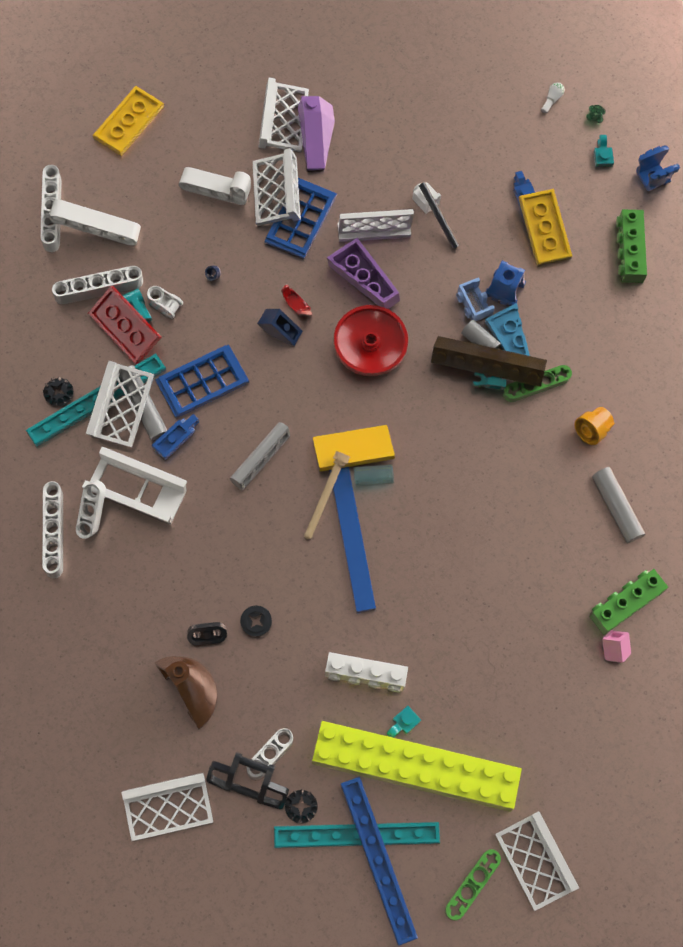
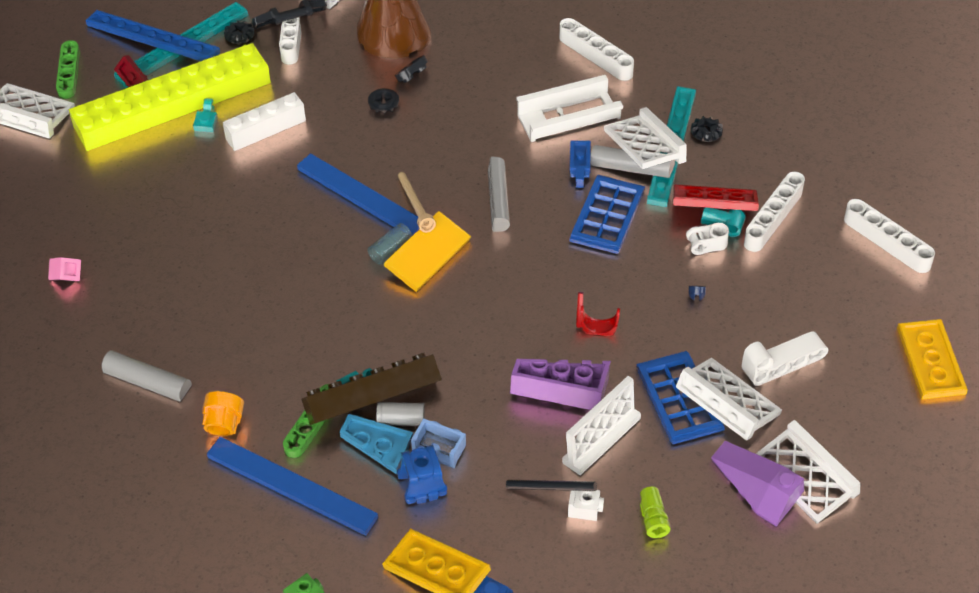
camera: 145 degrees right, 20 degrees down
(84, 515) = (581, 66): white beam -> none
(94, 222) = (836, 243): white beam -> none
(280, 326) = (597, 289): dark blue slope -> none
(370, 340) = (497, 332): red dish -> none
(391, 164) = (652, 510): none -> lime axle
(432, 813) = (129, 71): none -> dark red plate
(584, 348) = (293, 486): none -> blue tile
(629, 601) = (77, 306): bright green brick -> none

